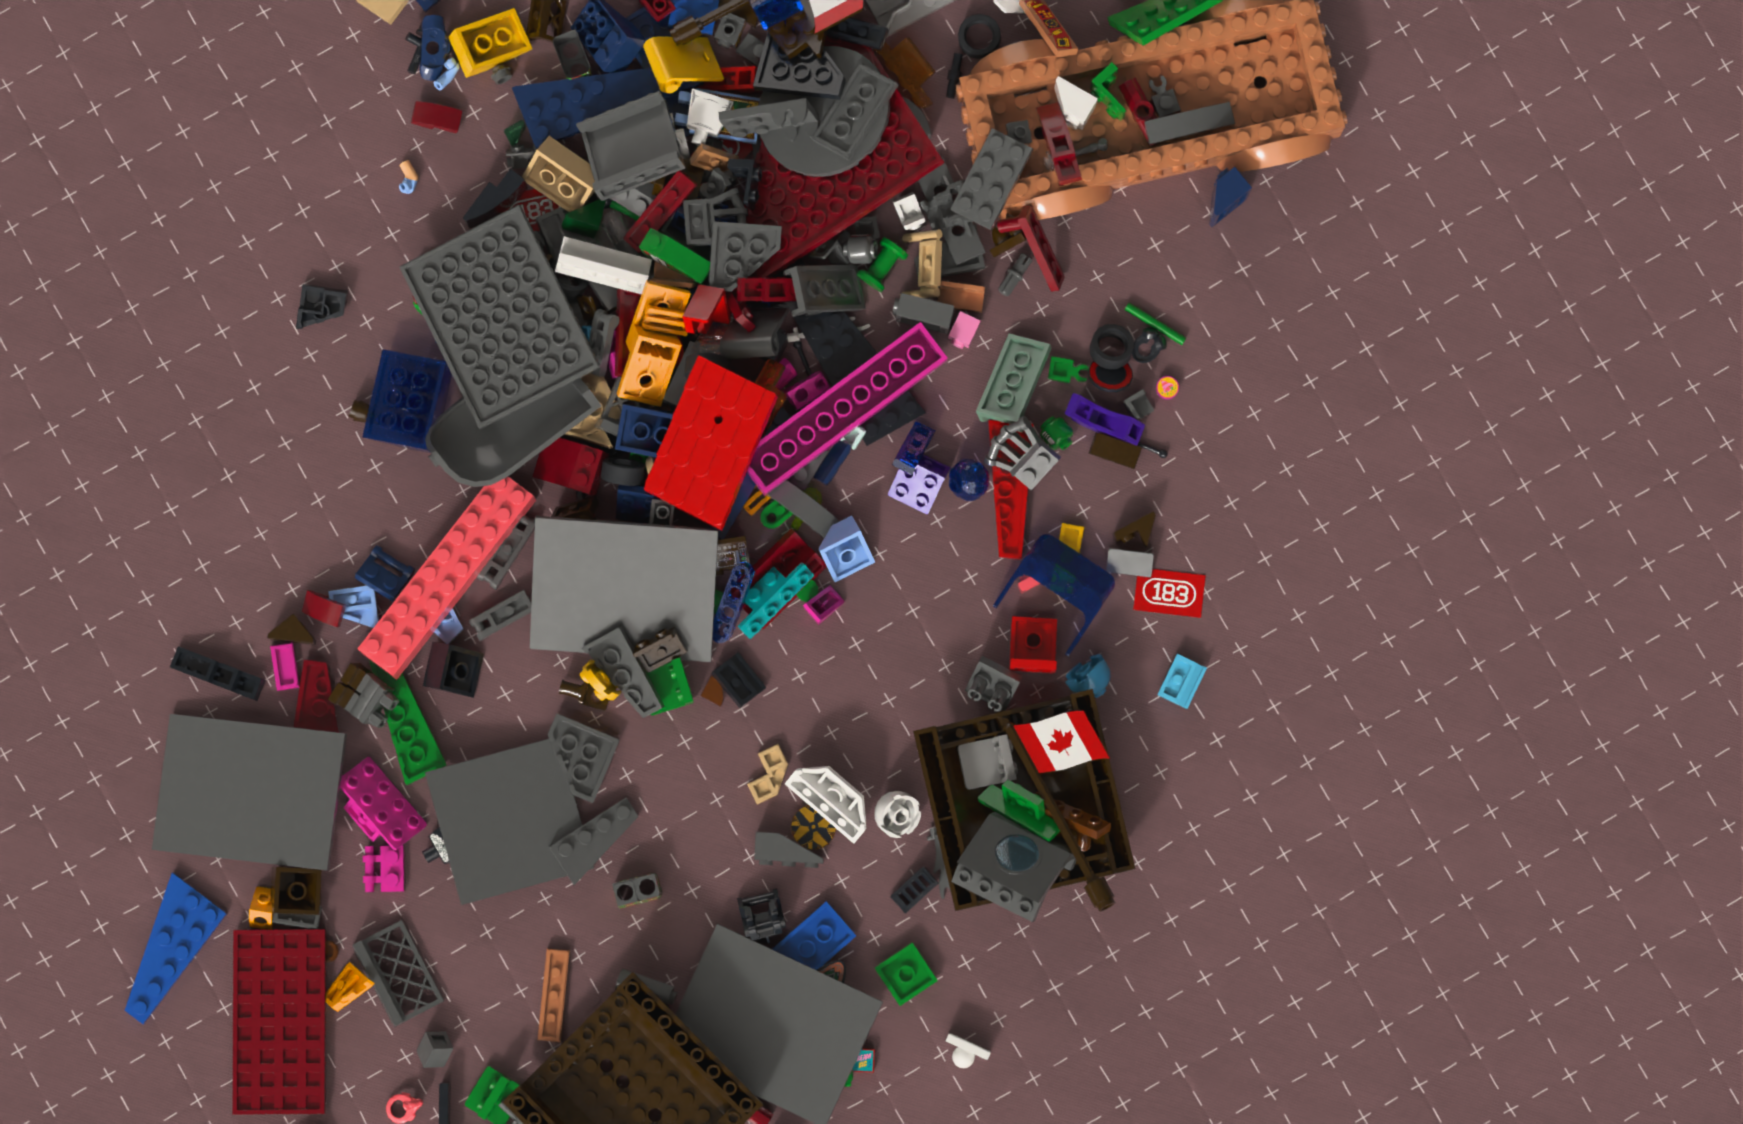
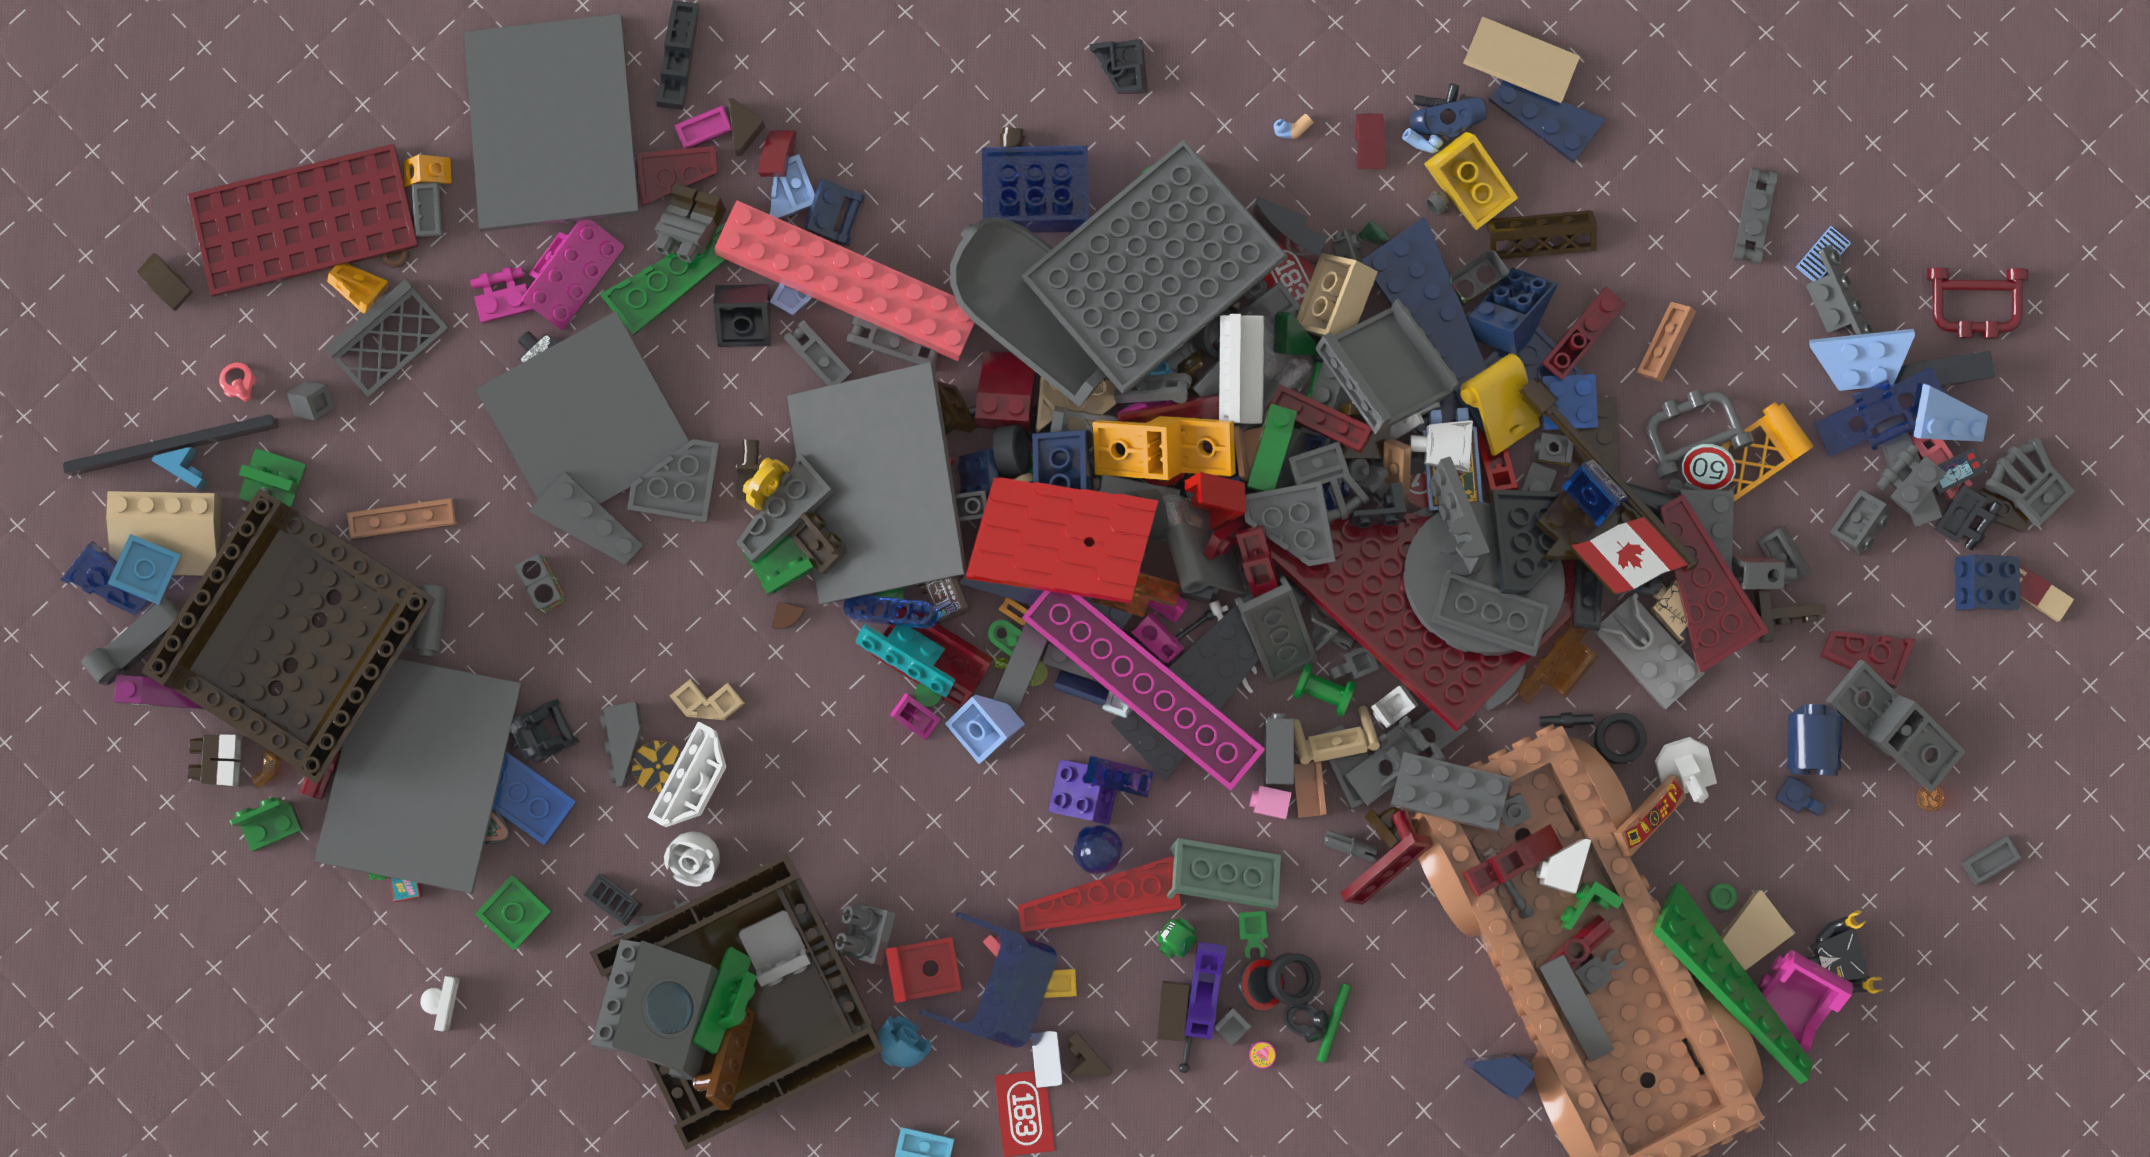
camera: 75 degrees right, 0 degrees up
(178, 934) = (377, 85): blue wing -> none
(295, 890) = (450, 201): dark brown slope -> none
(664, 328) = (1185, 455): light orange tile -> none
(738, 680) = (806, 641): black plate -> none
(860, 249) = (1335, 660): dark grey head -> none
(1032, 464) = (1136, 921): plate -> none
(1057, 746) = (806, 1025): flag -> none

